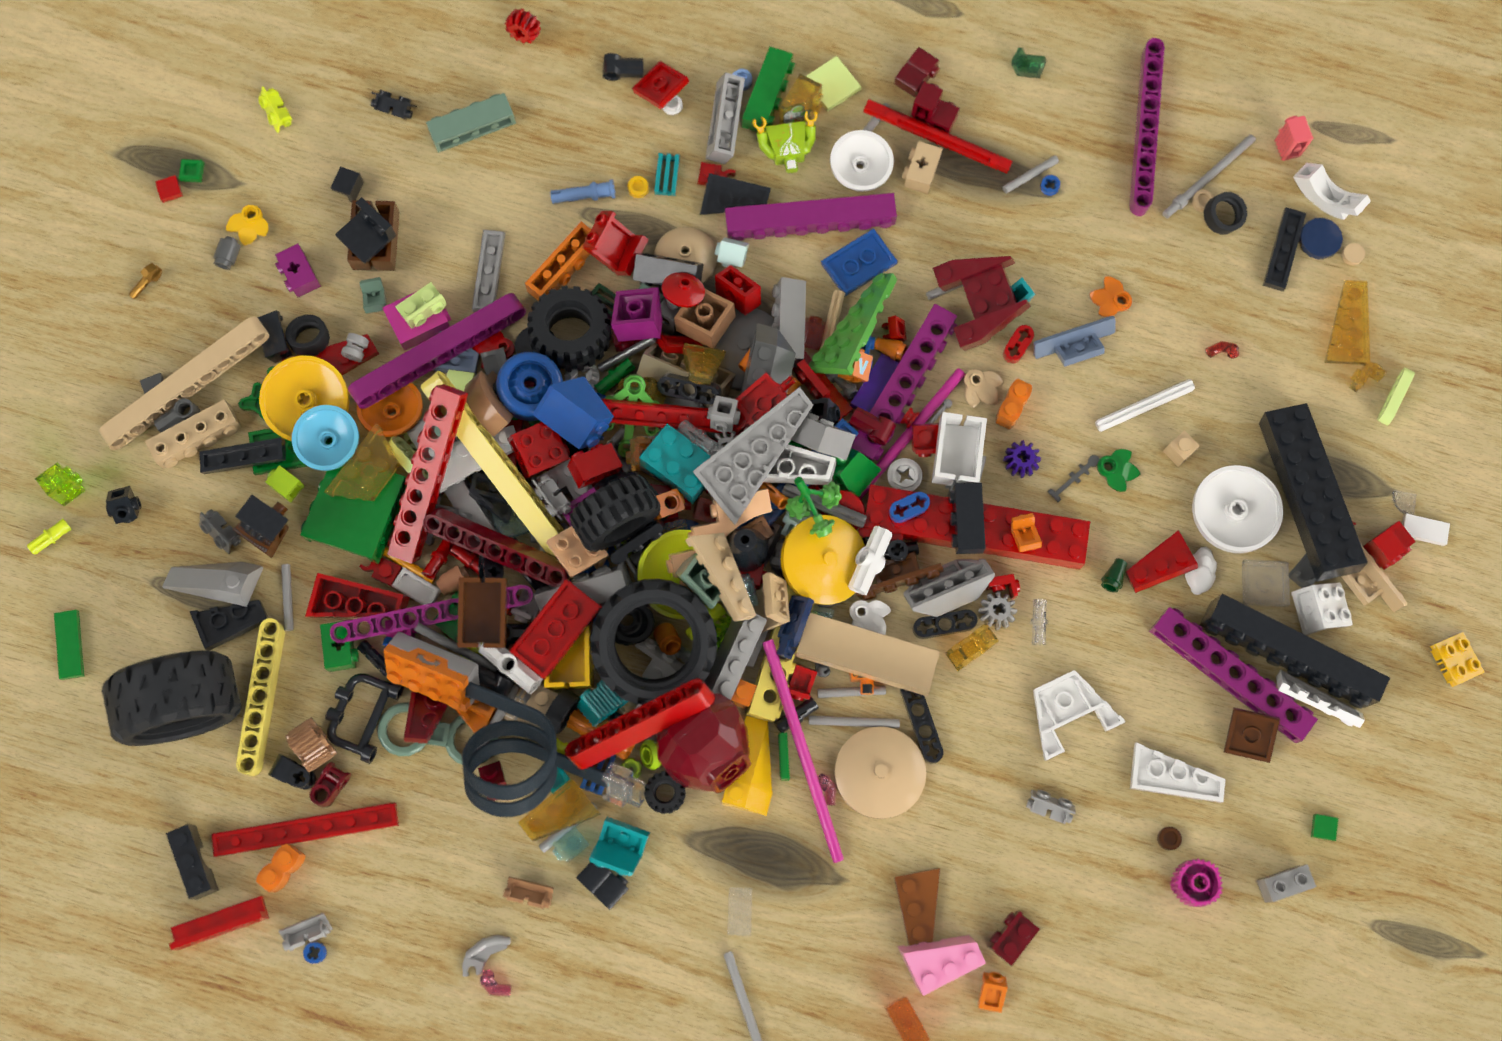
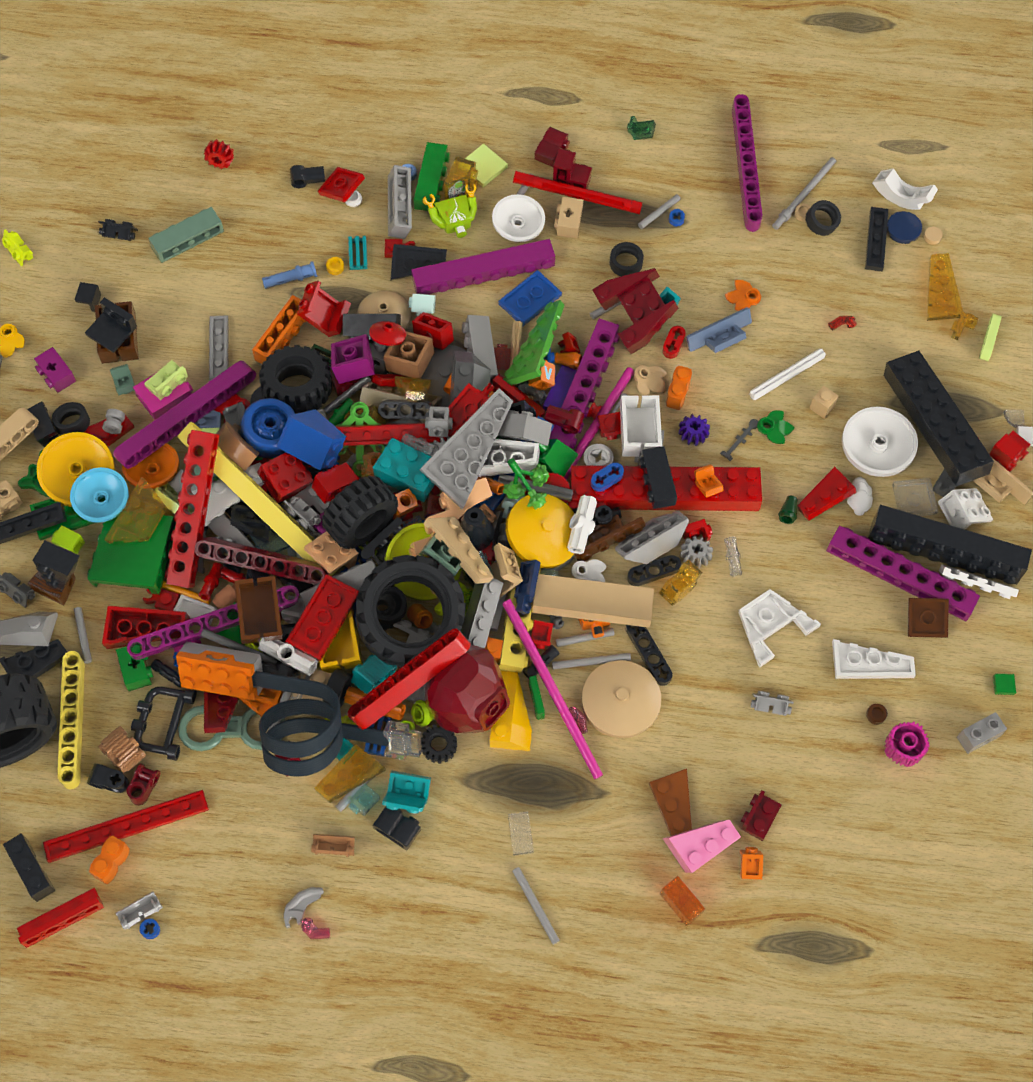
camera: 10 degrees left, 10 degrees down
(985, 216) = (626, 247): none -> black tyre
(1293, 137) = (866, 153): coral brick -> none

